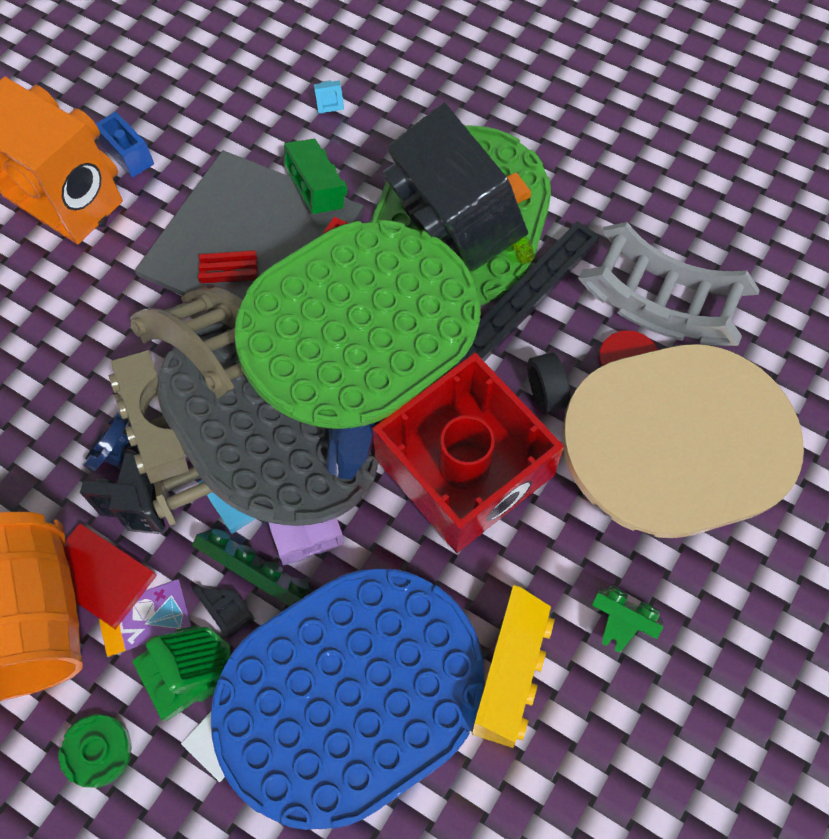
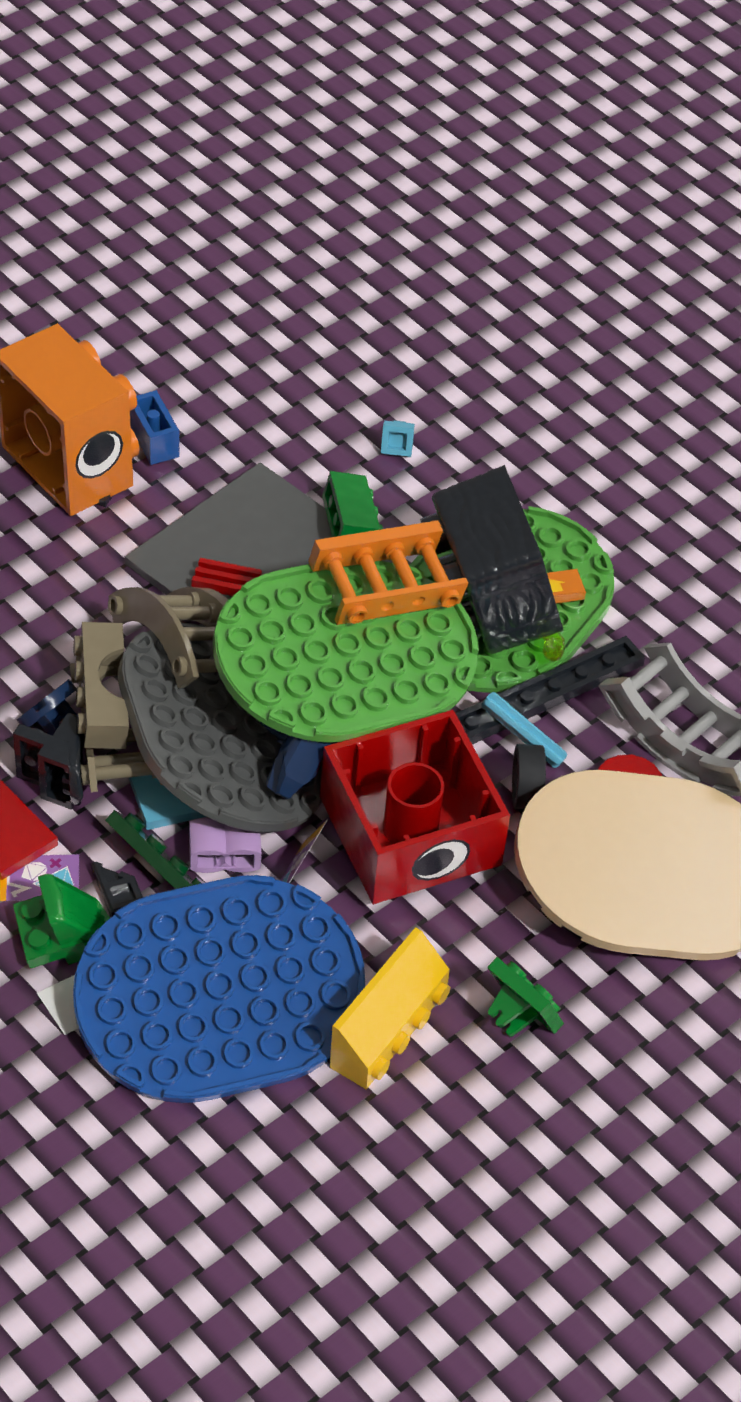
camera: 10 degrees right, 15 degrees down
(370, 207) = (392, 545): none -> orange fence
(377, 532) = (301, 854): none -> sticker
(525, 335) = (523, 728): none -> medium azure axle

